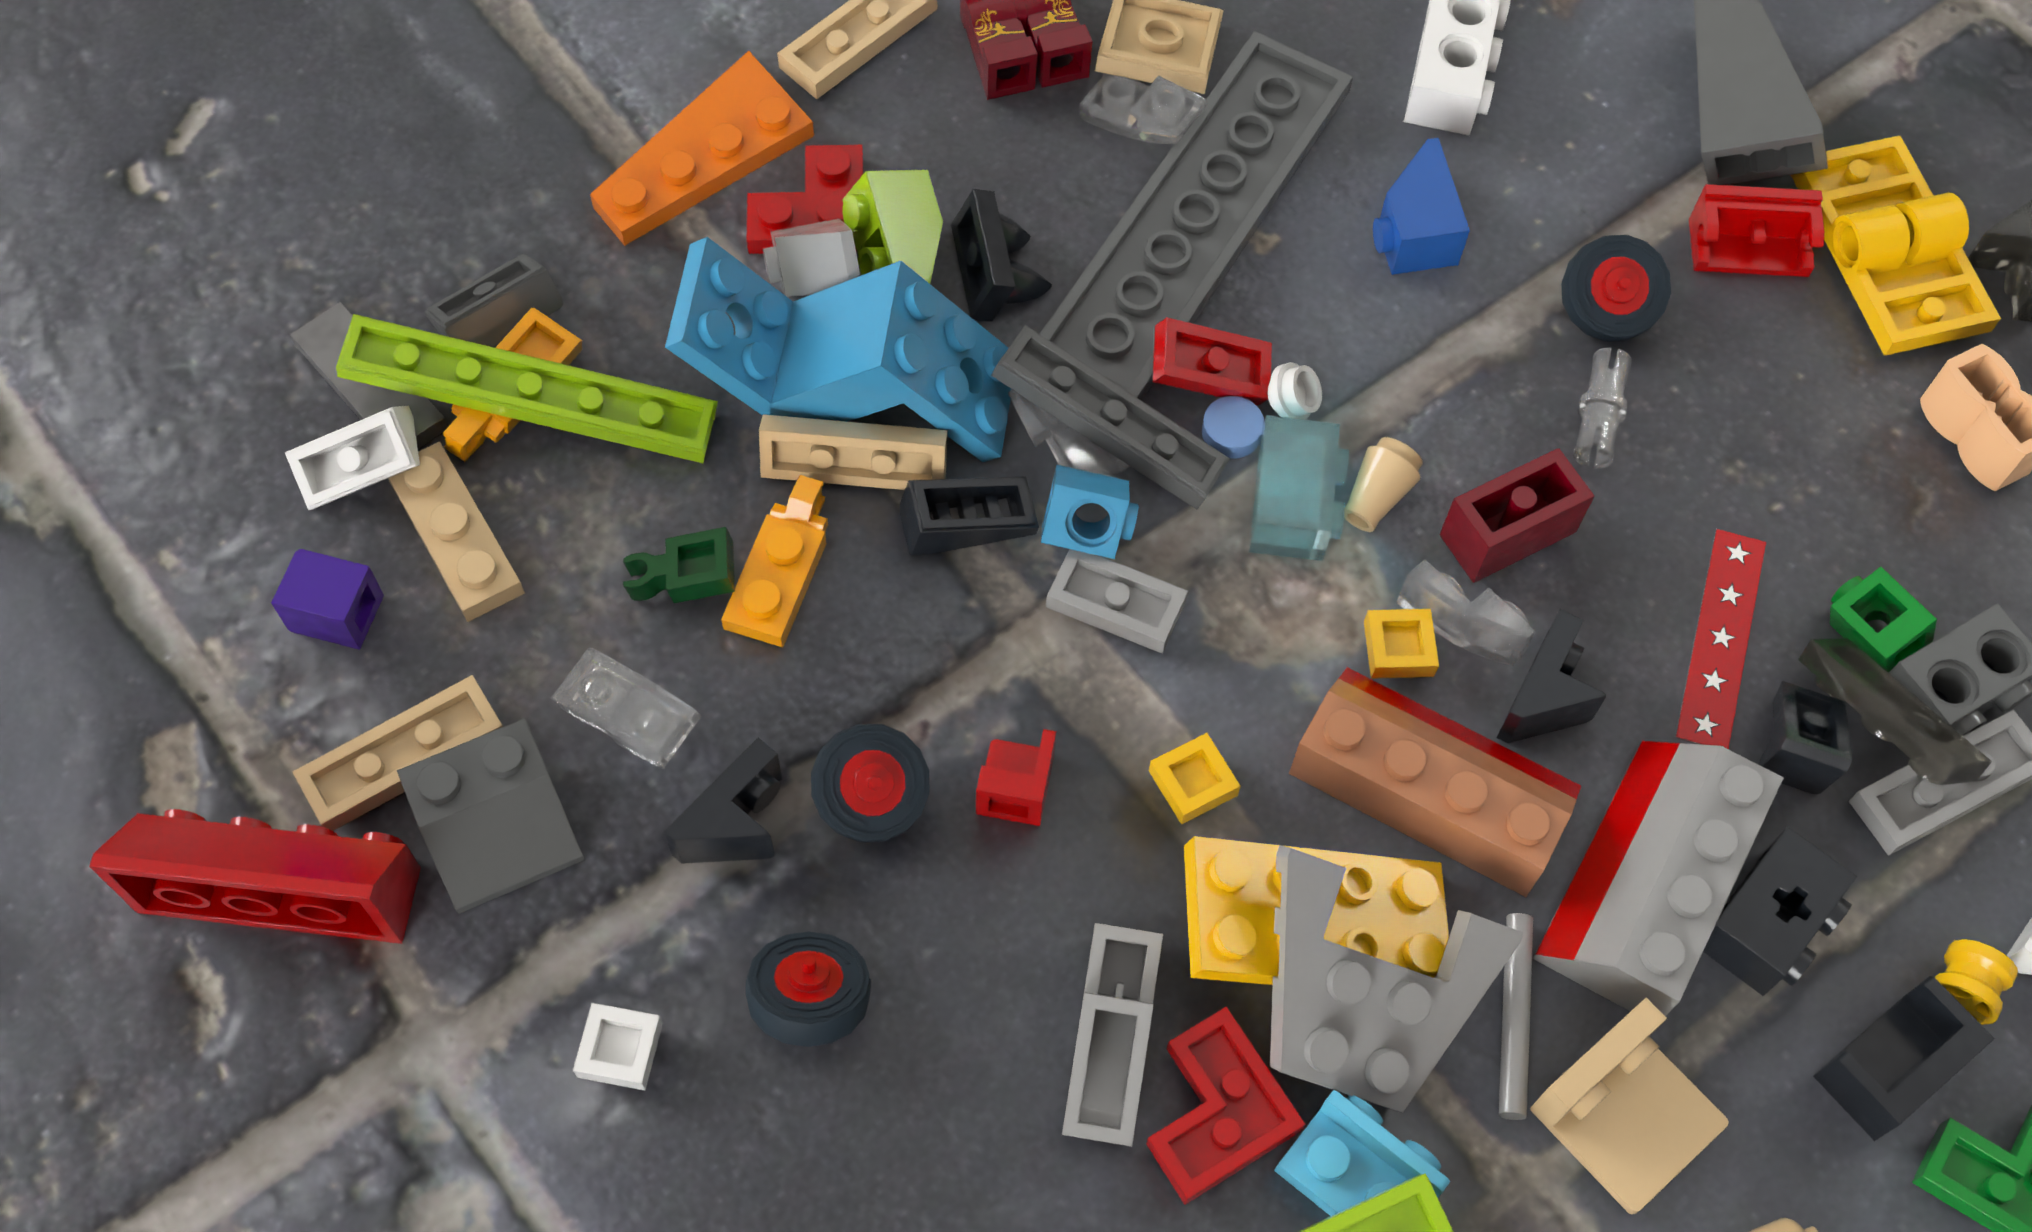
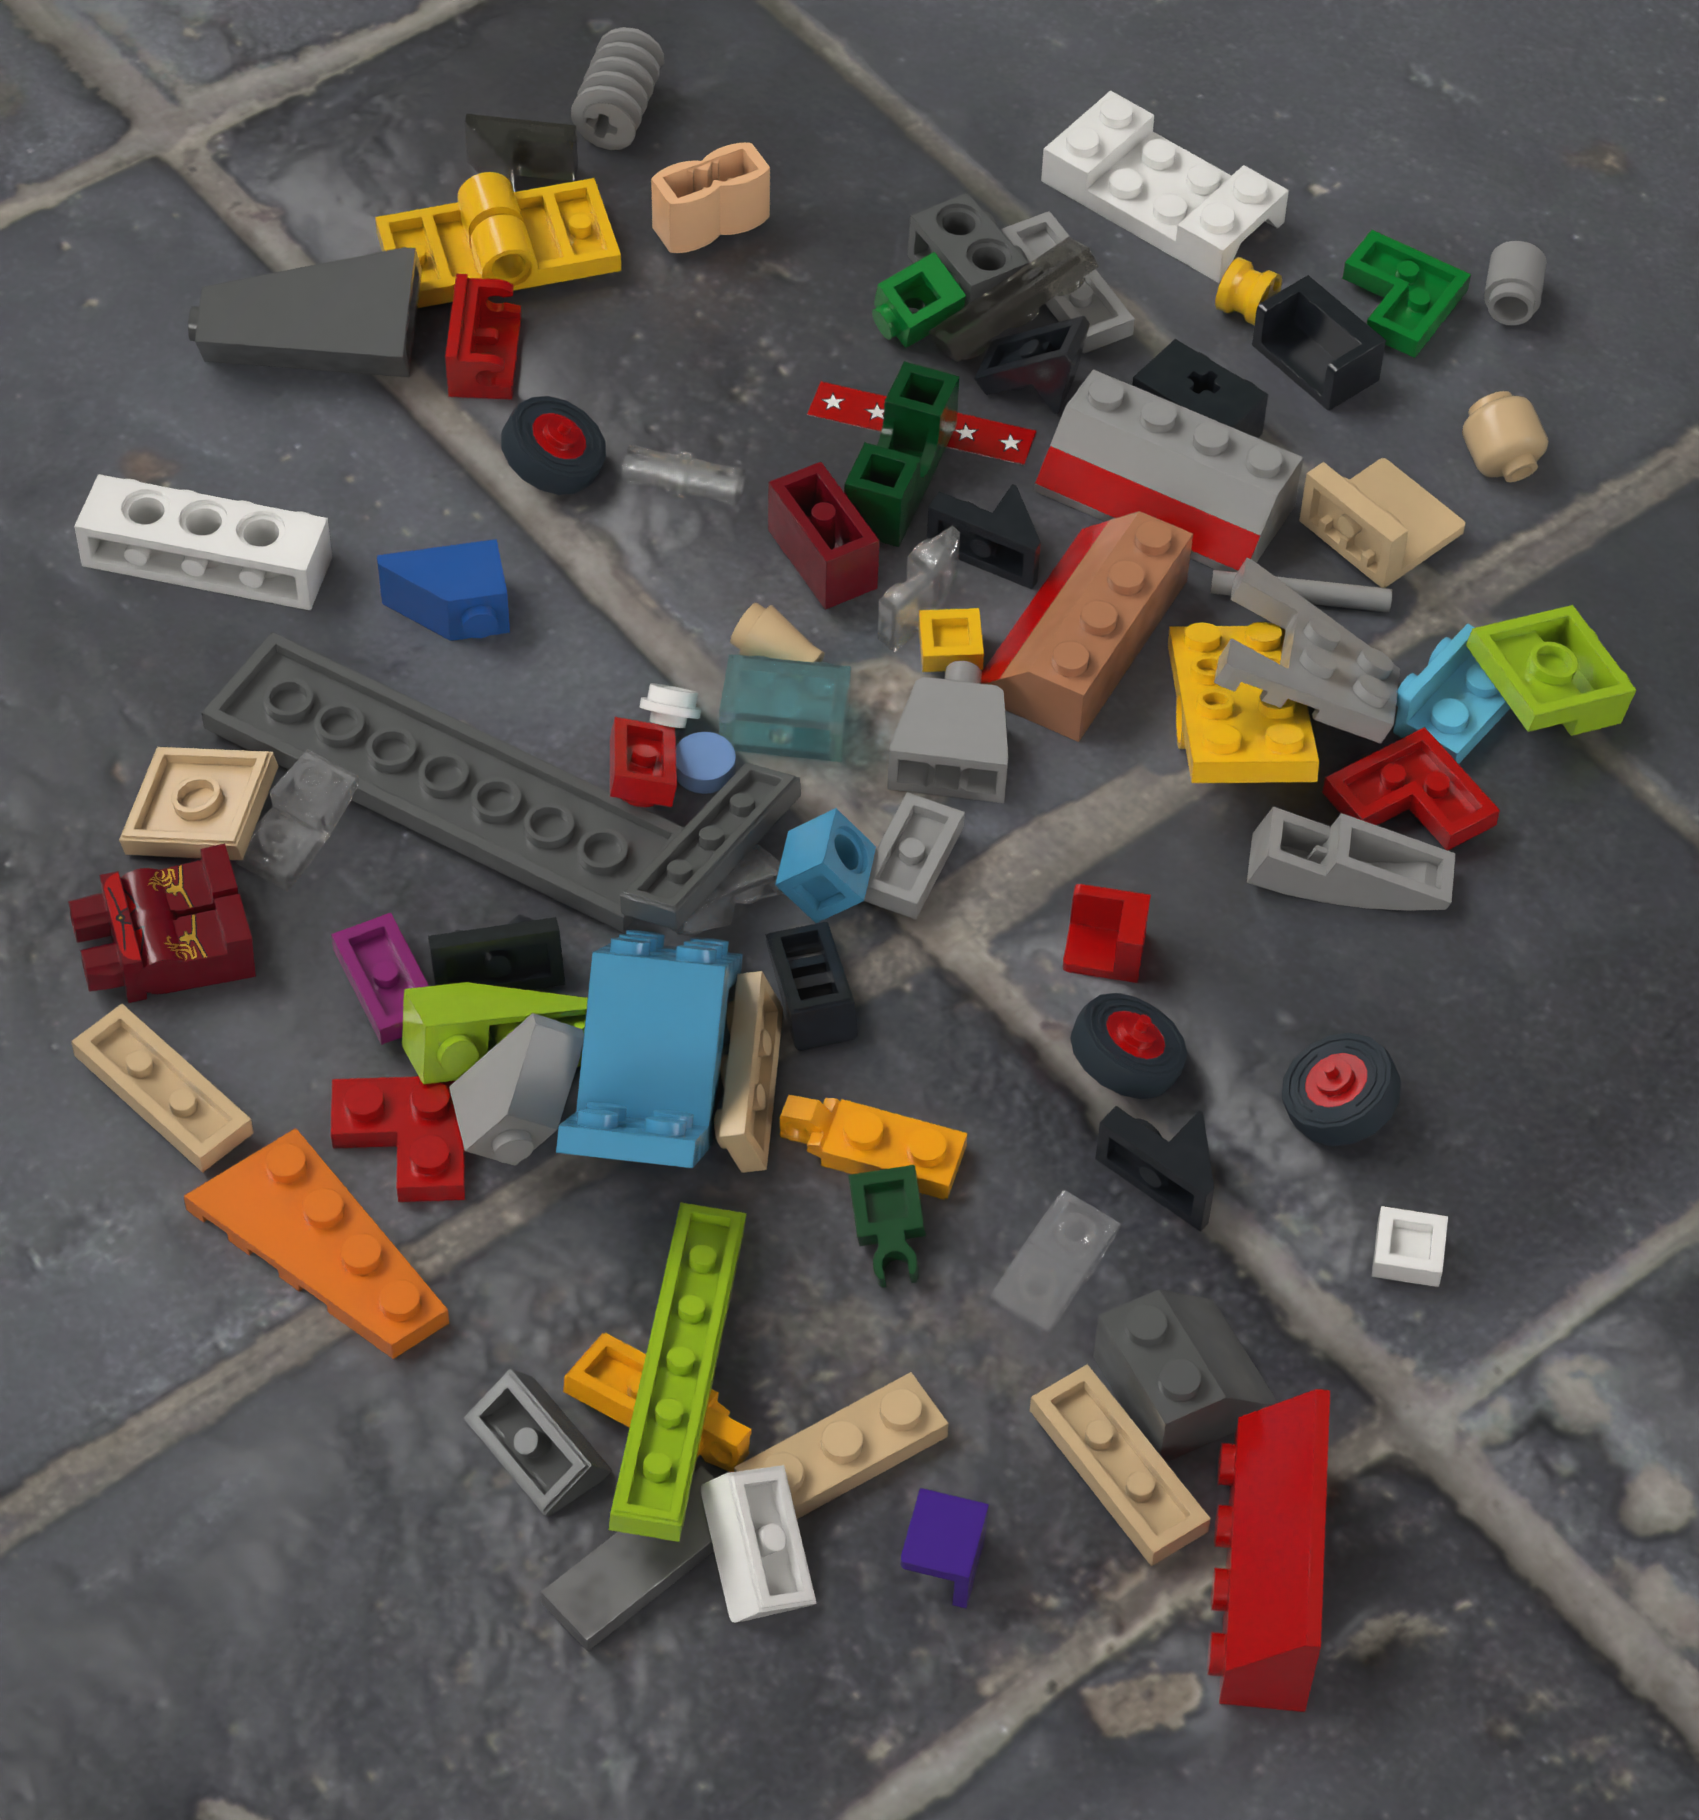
camera: 90 degrees left, 10 degrees down
(987, 166) = (379, 971): none -> magenta plate
(1194, 778) = (1100, 799): yellow plate -> none
(1270, 638) = (952, 738): none -> light grey torso
(1685, 612) = (895, 473): none -> dark green arch

